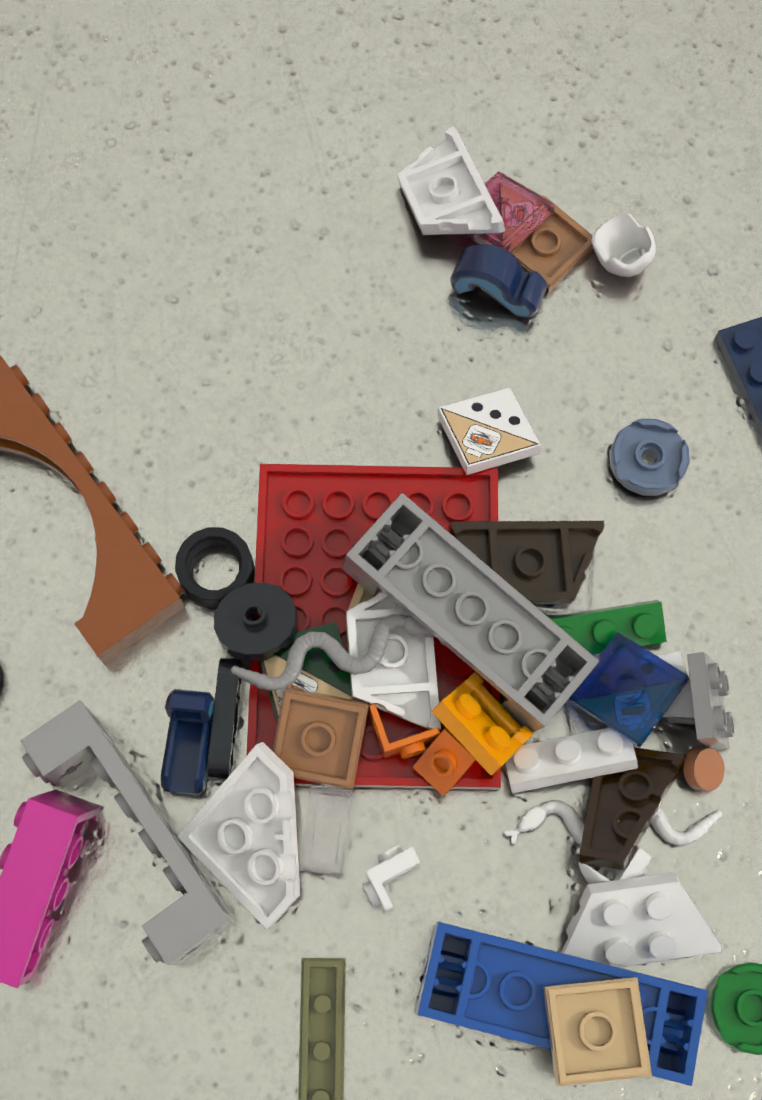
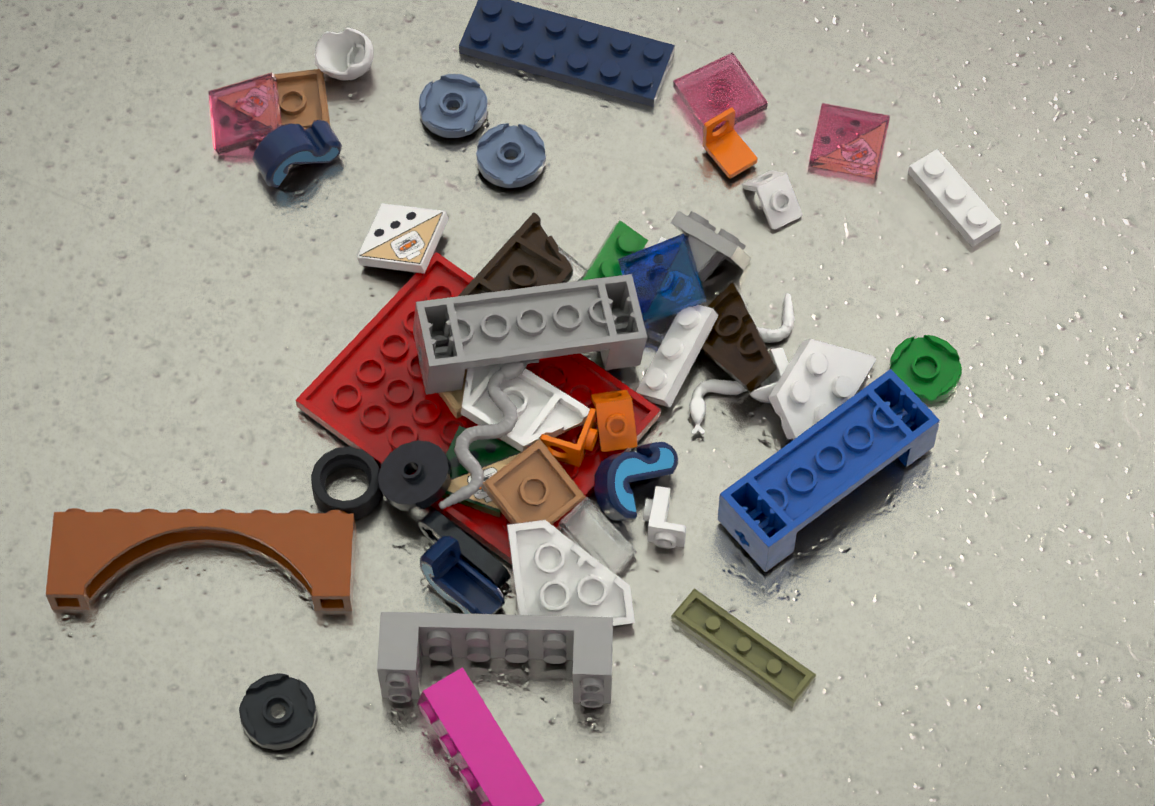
camera: 50 degrees left, 10 degrees down
(410, 804) = (619, 469): none -> dark blue animal
(449, 191) = (197, 132): white wing -> none
(478, 729) = (610, 382): light orange plate -> none
(597, 1031) = (863, 447): tan tile -> none
(659, 355) = (450, 92): none -> sand blue plate
(703, 769) = (751, 281): nougat tile -> none

